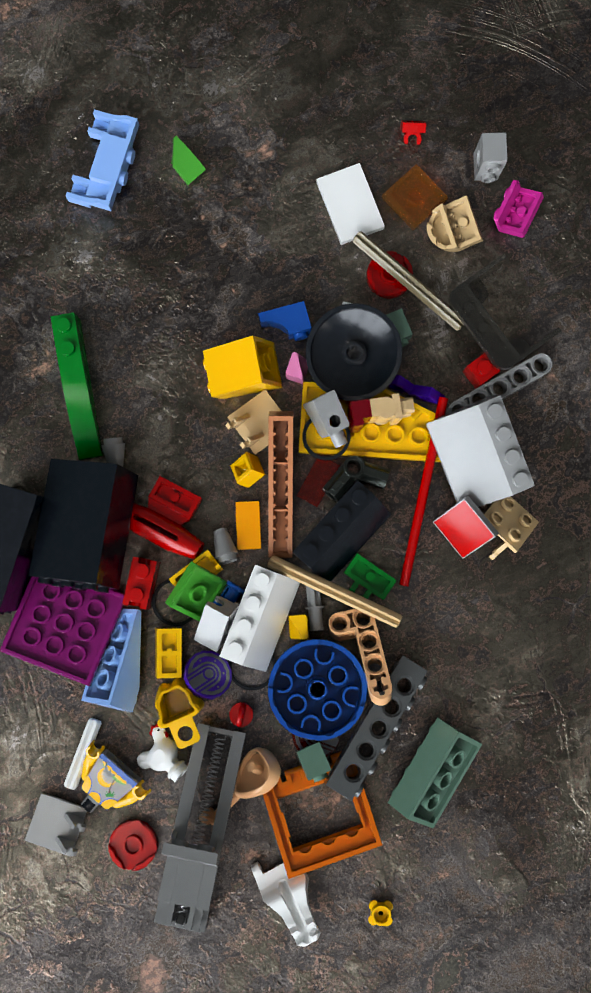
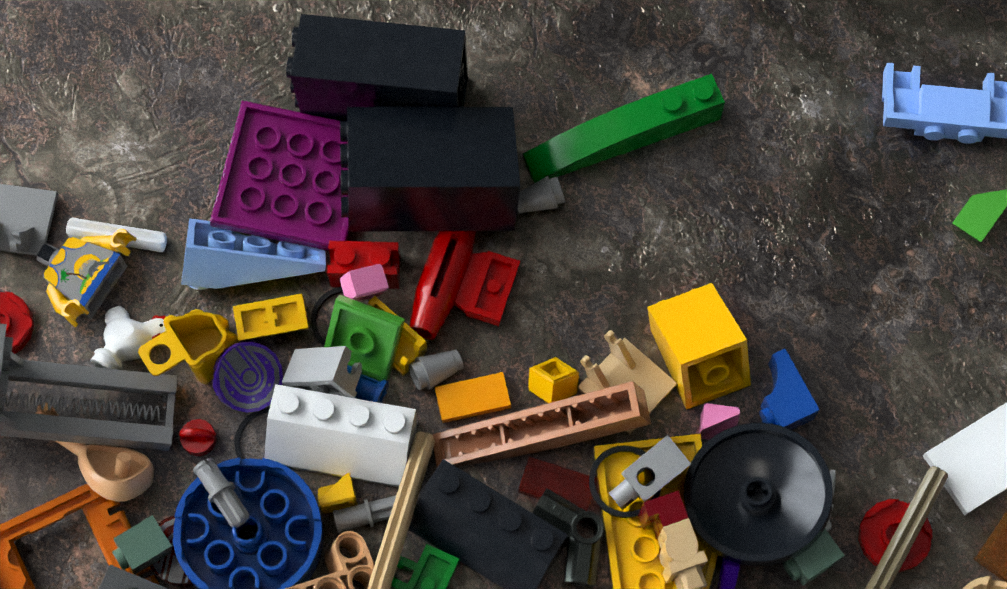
camera: 80 degrees right, 15 degrees down
(159, 584) = (364, 282): none -> bright pink slope
(292, 703) = (221, 492): none -> light grey axle

